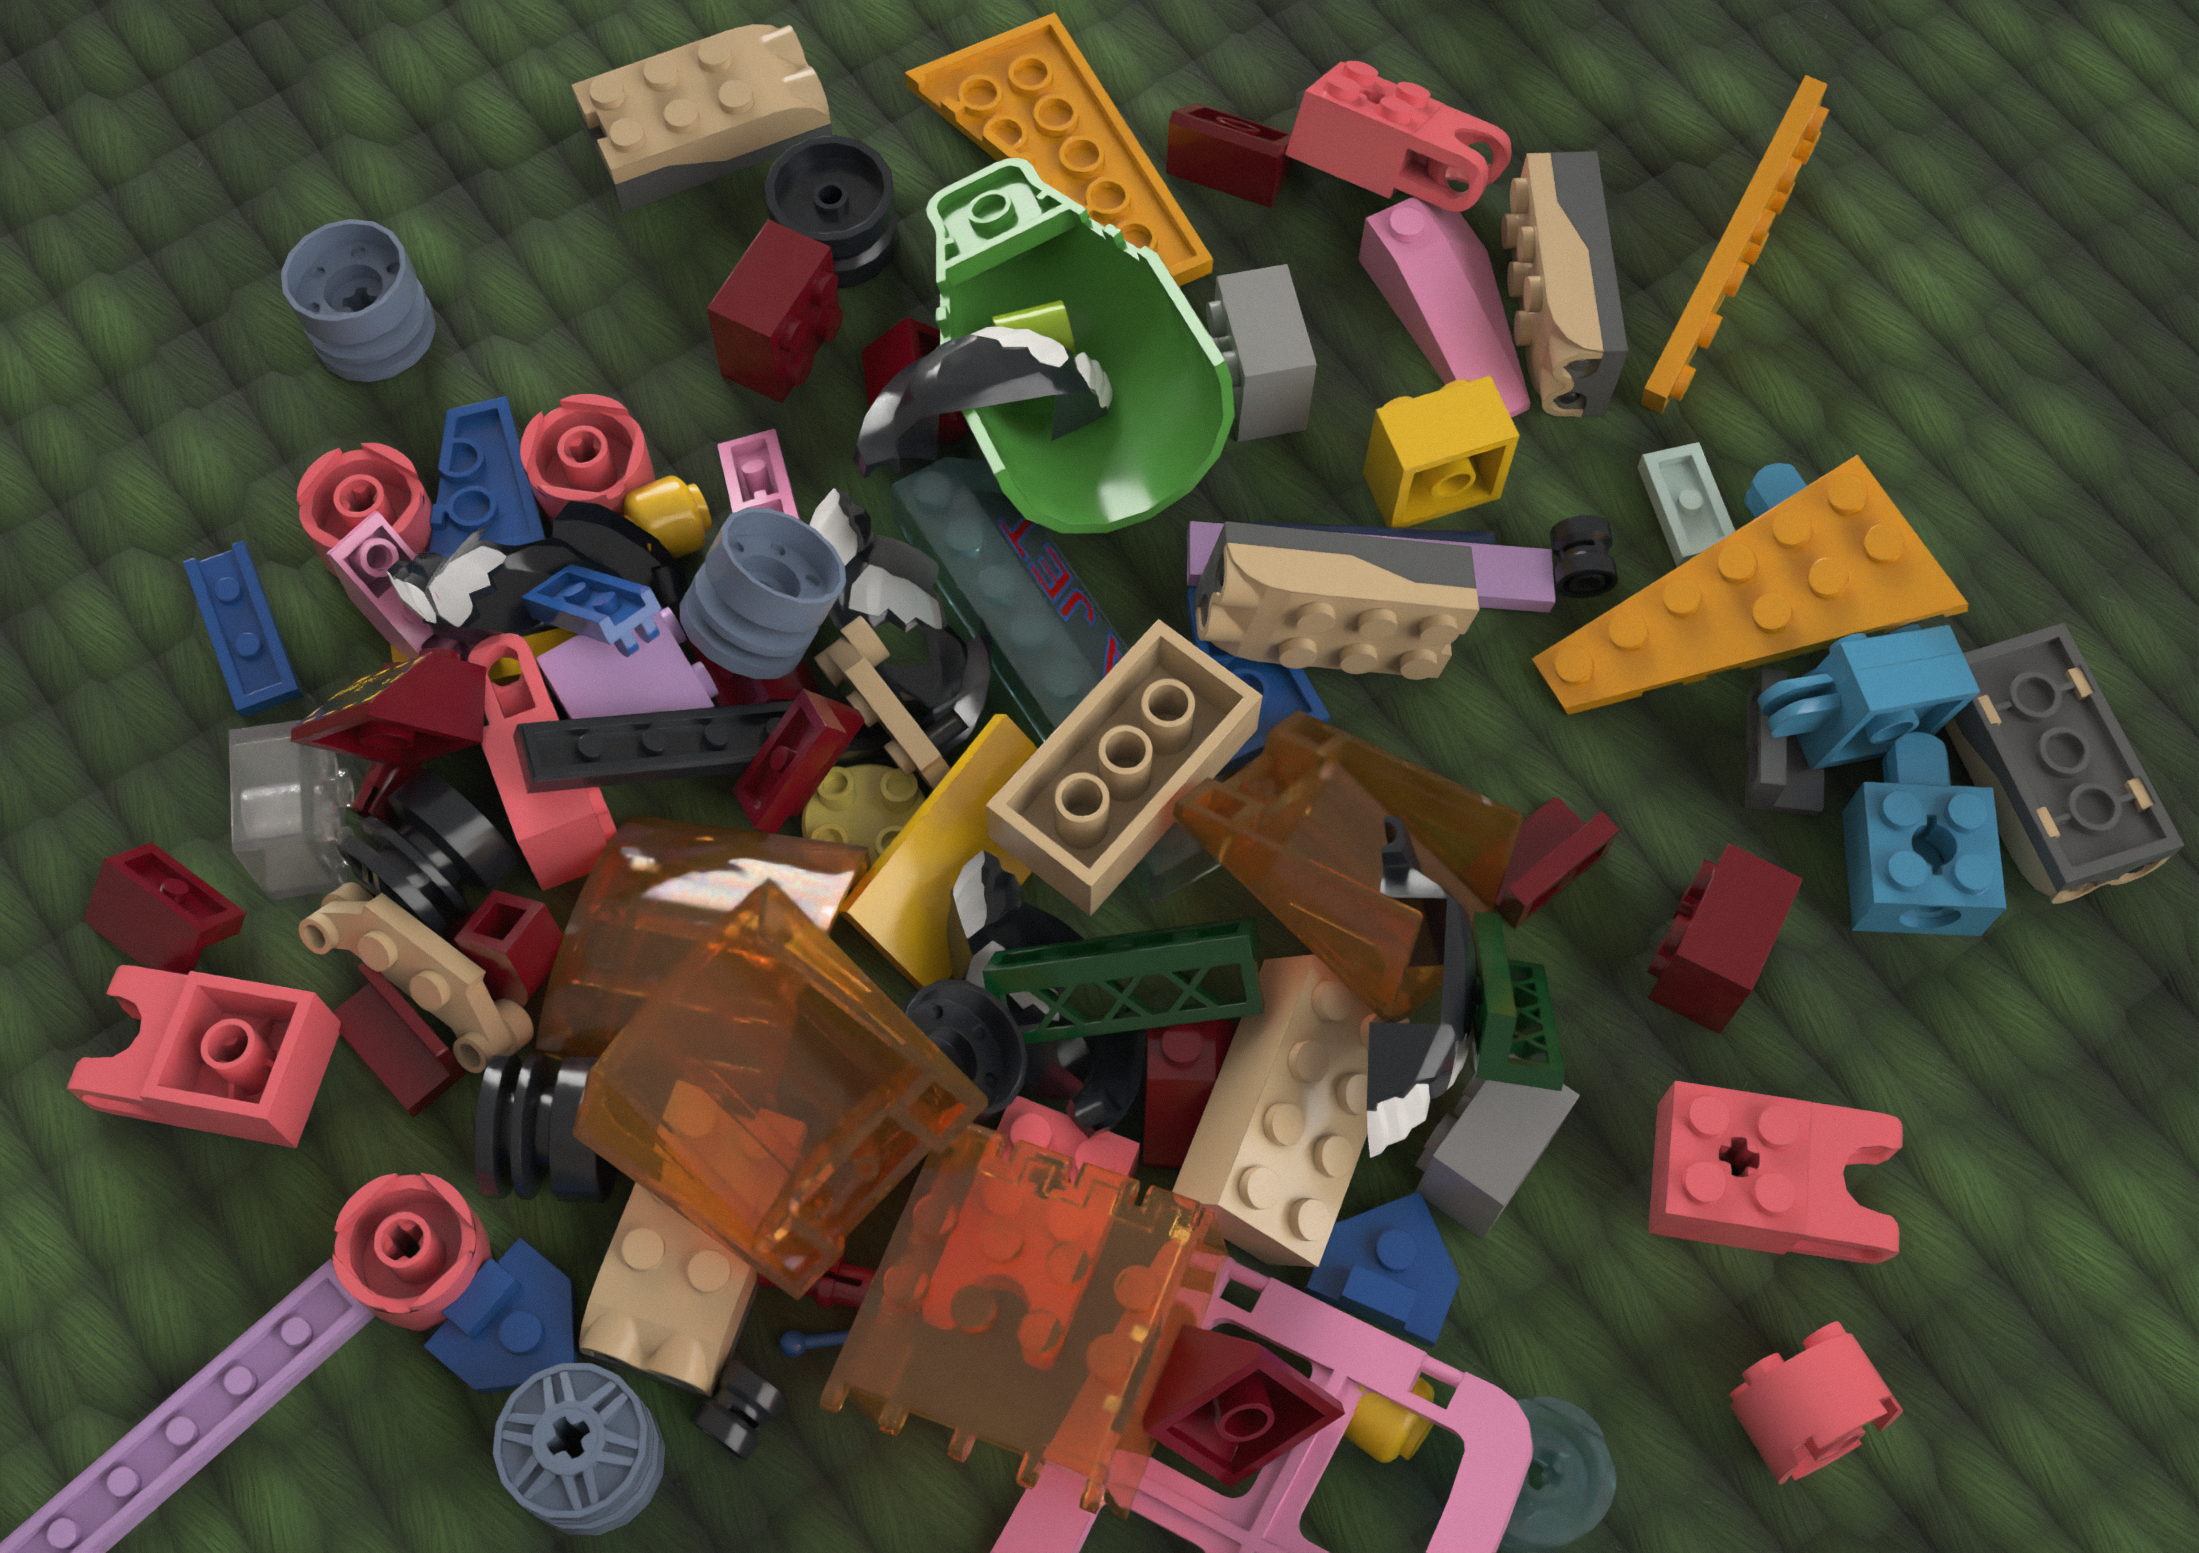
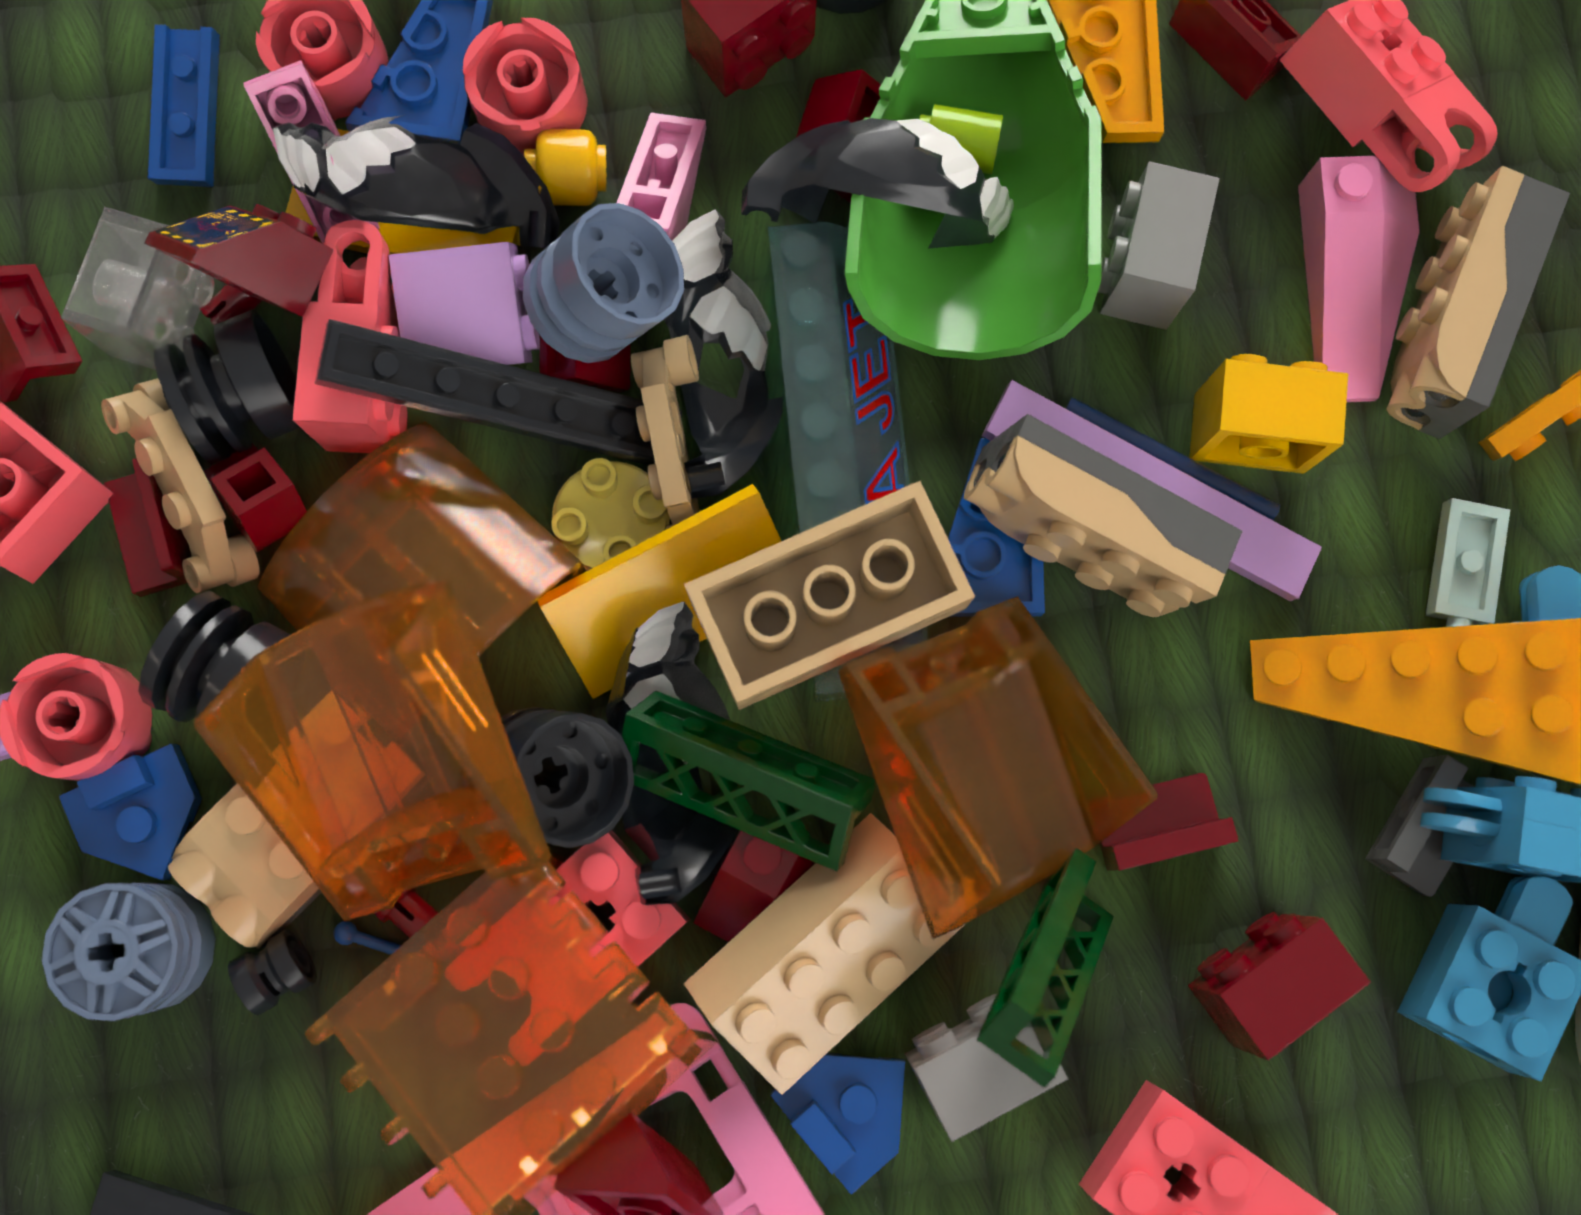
camera: 25 degrees right, 15 degrees up
(596, 607) = (457, 231): blue hinge -> none
(796, 759) = (564, 447): dark red panel -> none
(1420, 1060) = (941, 983): black animal -> none
(1583, 556) = (1346, 568): black wheel -> none

